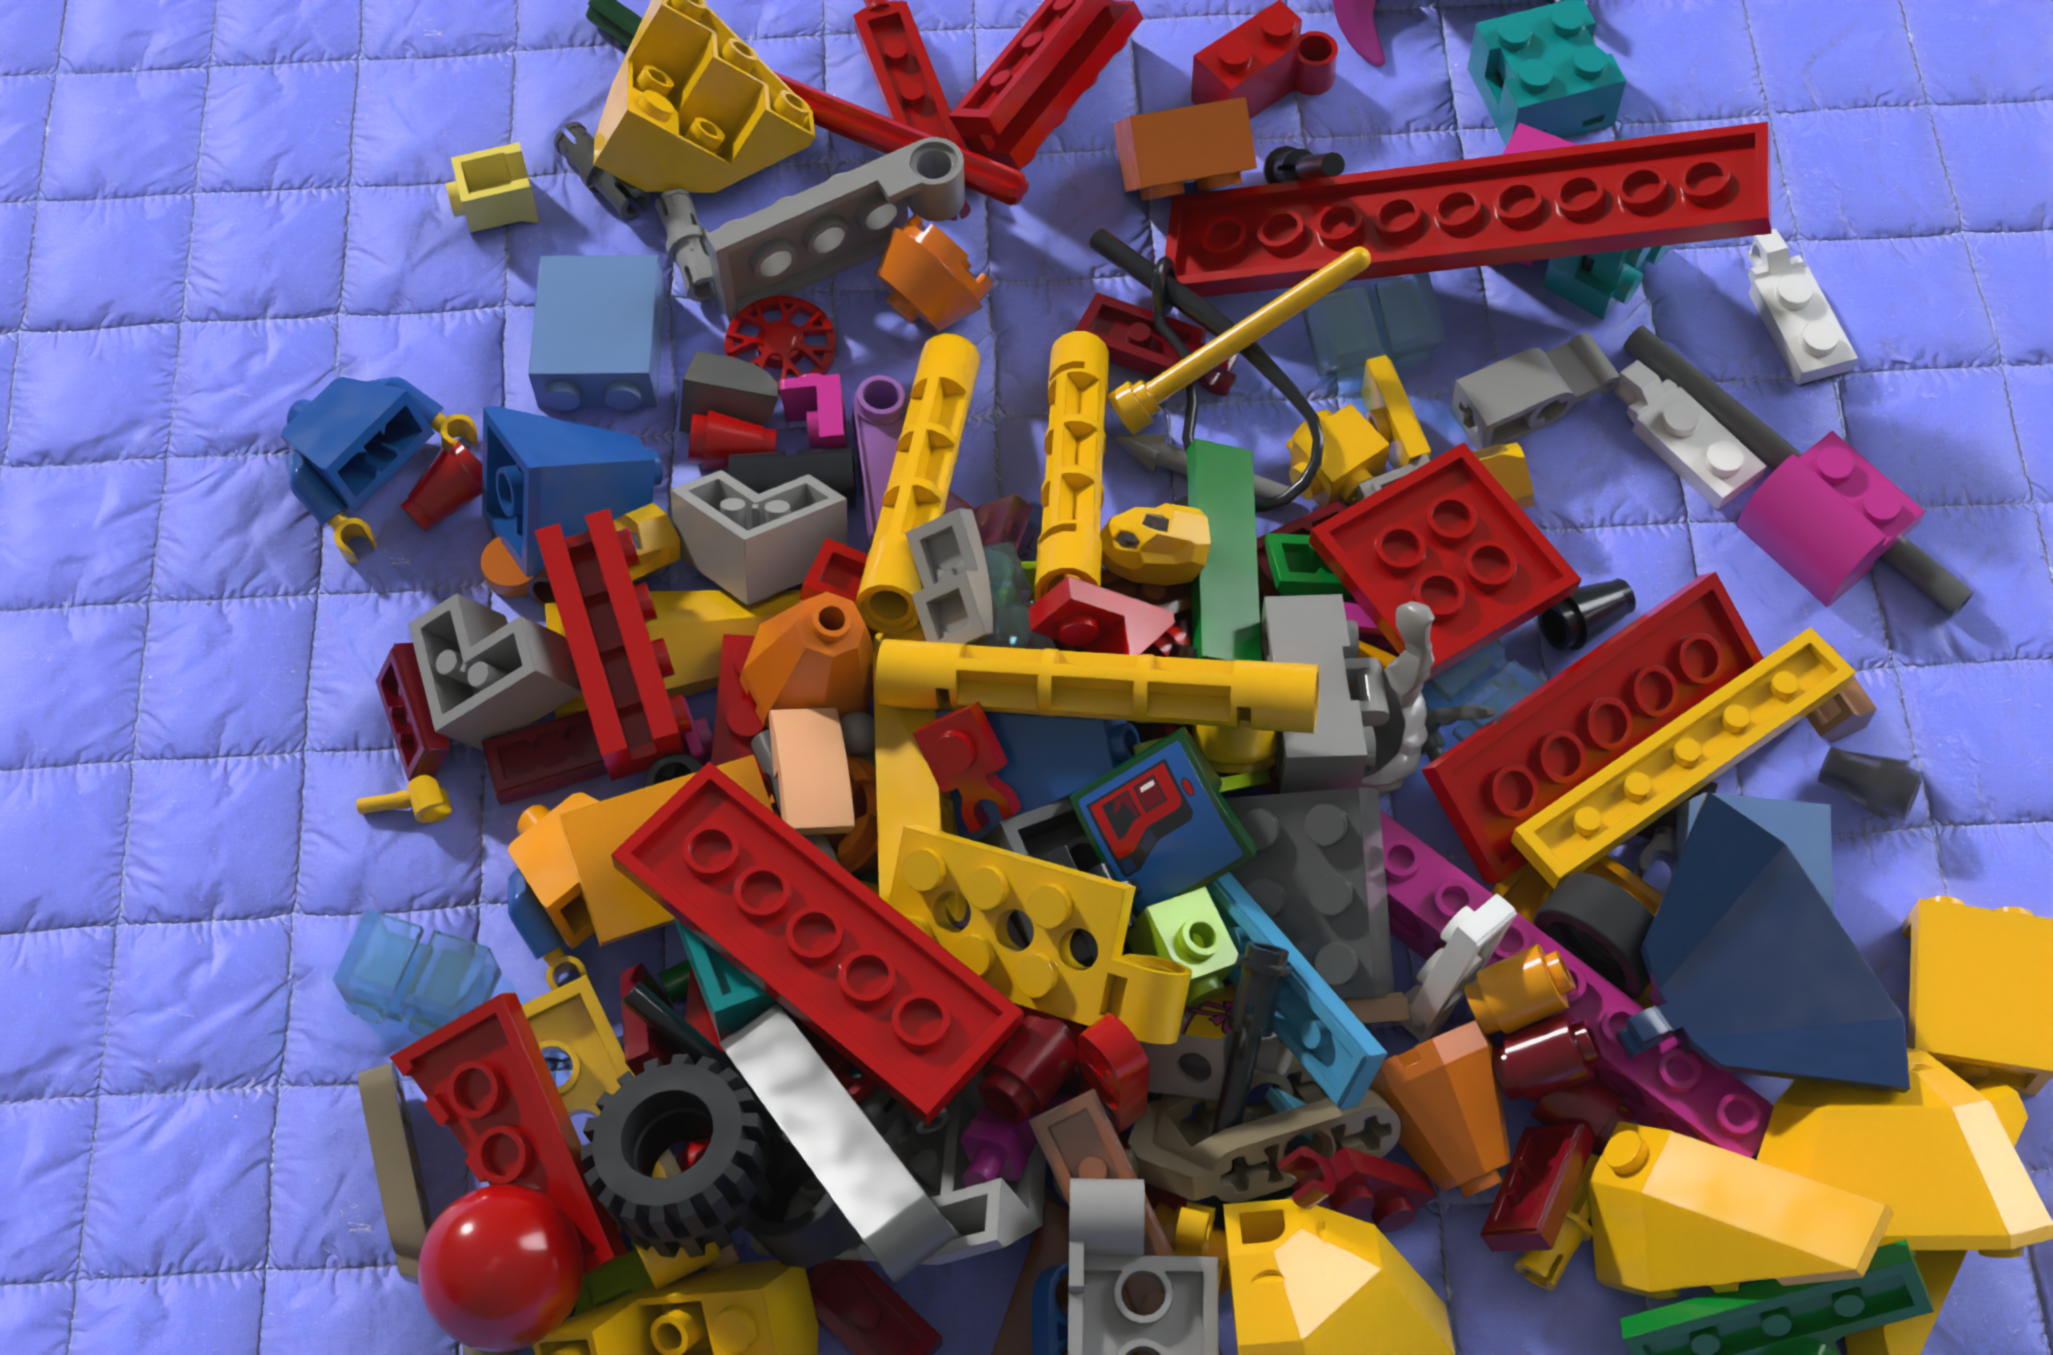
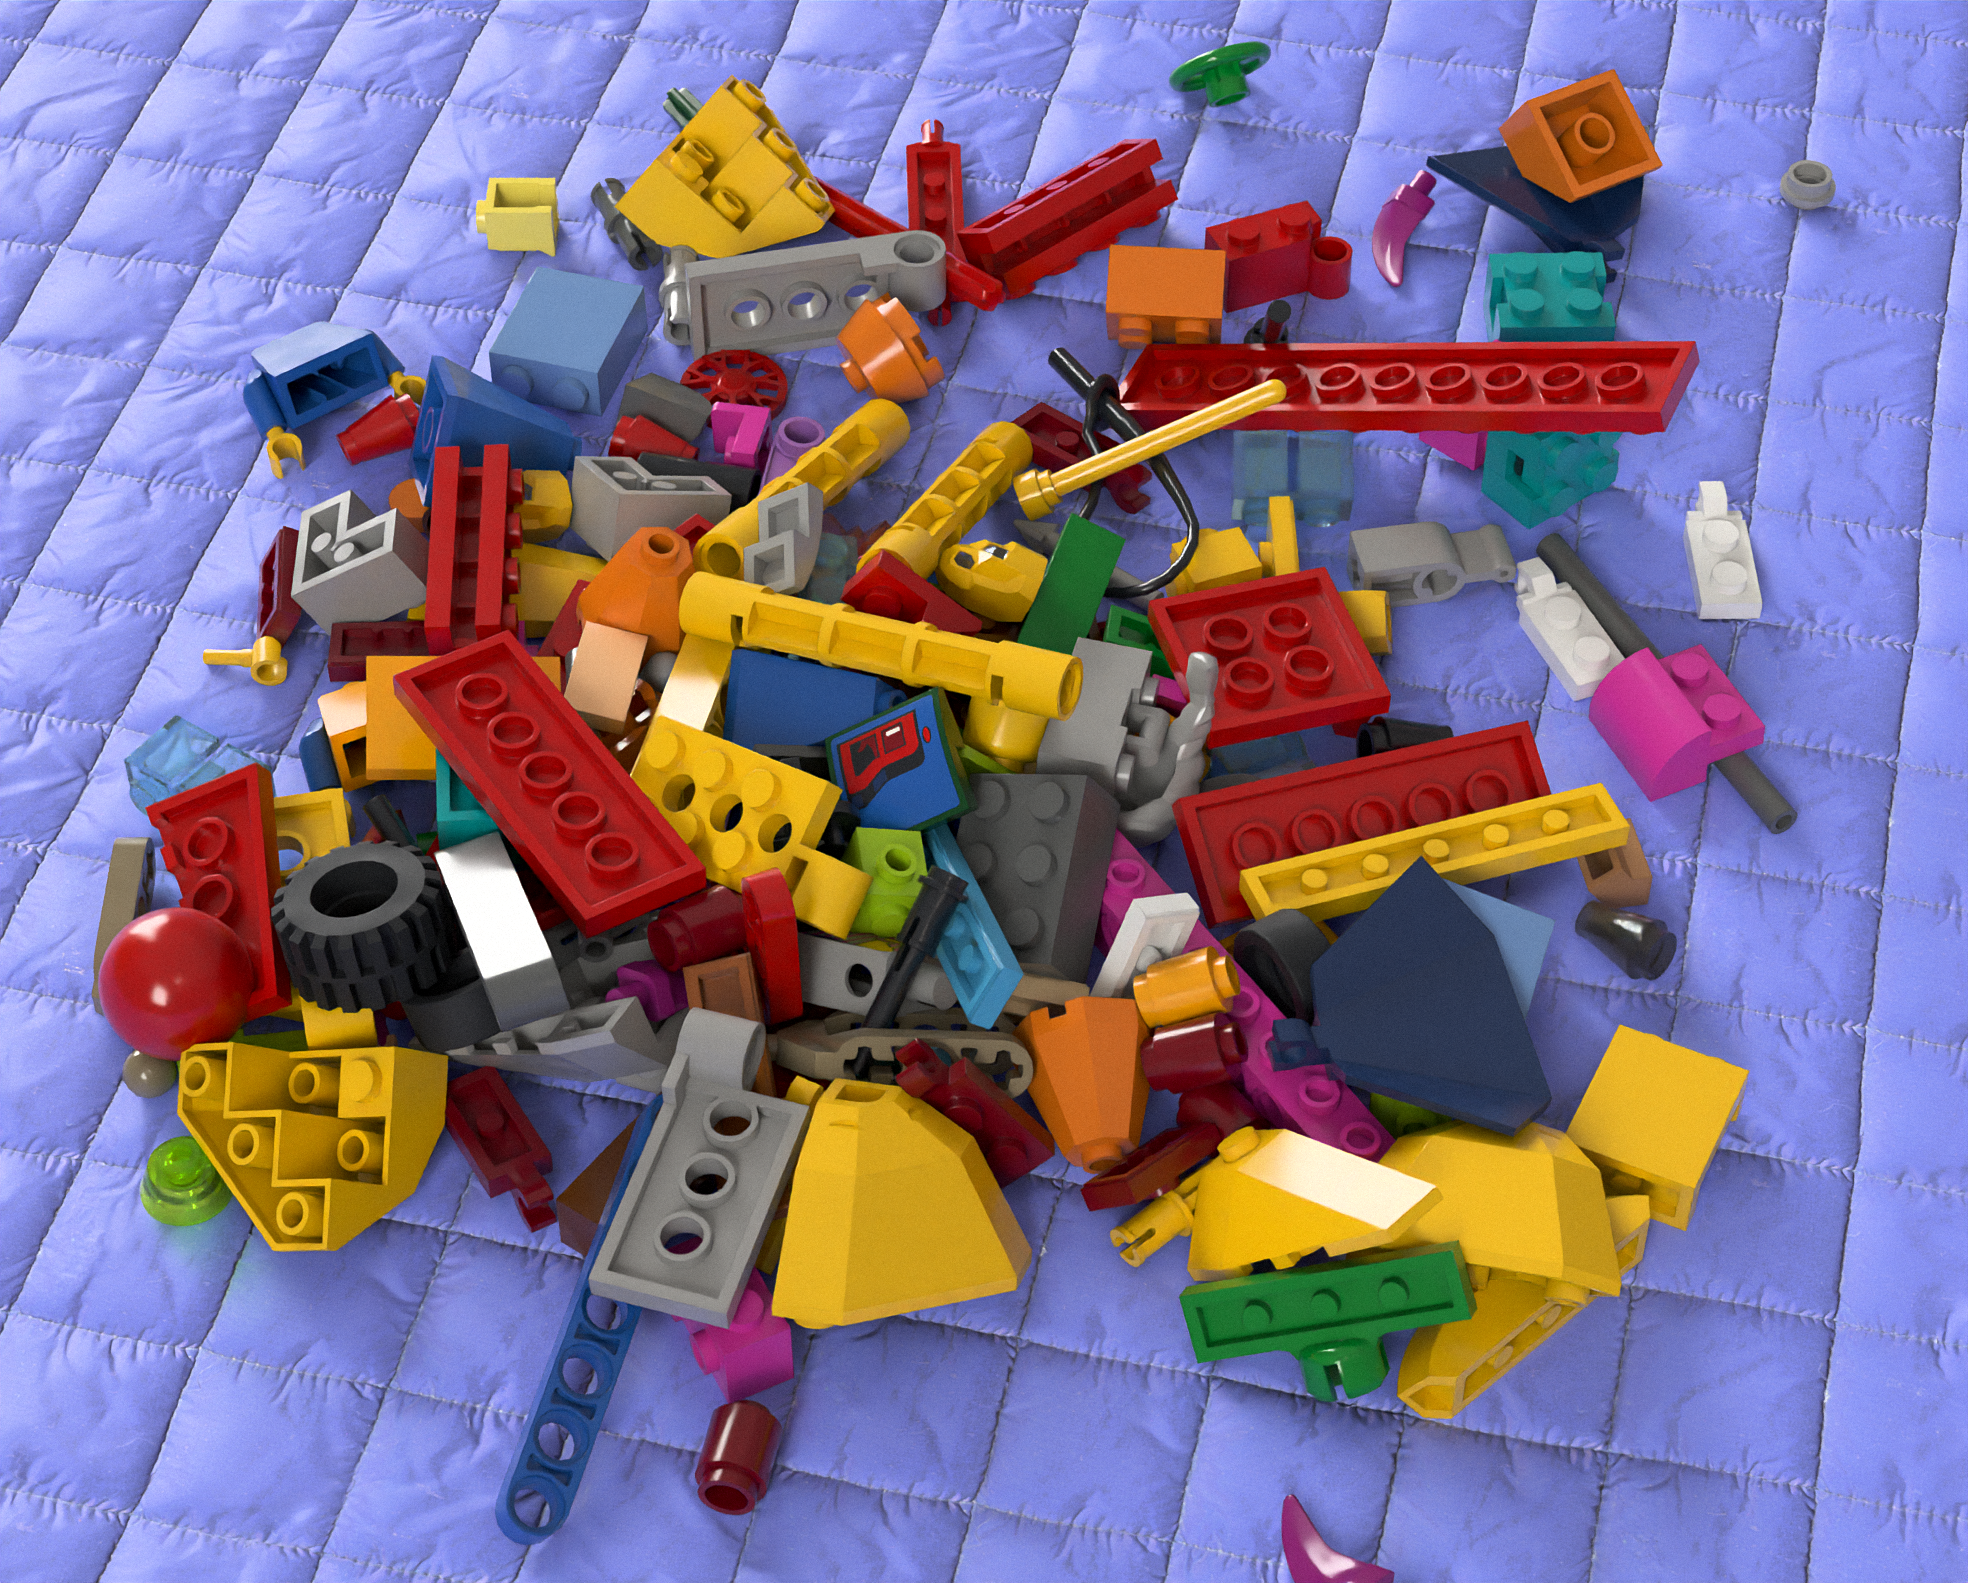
camera: 15 degrees right, 15 degrees down
(965, 756) = (738, 682): red plate -> none

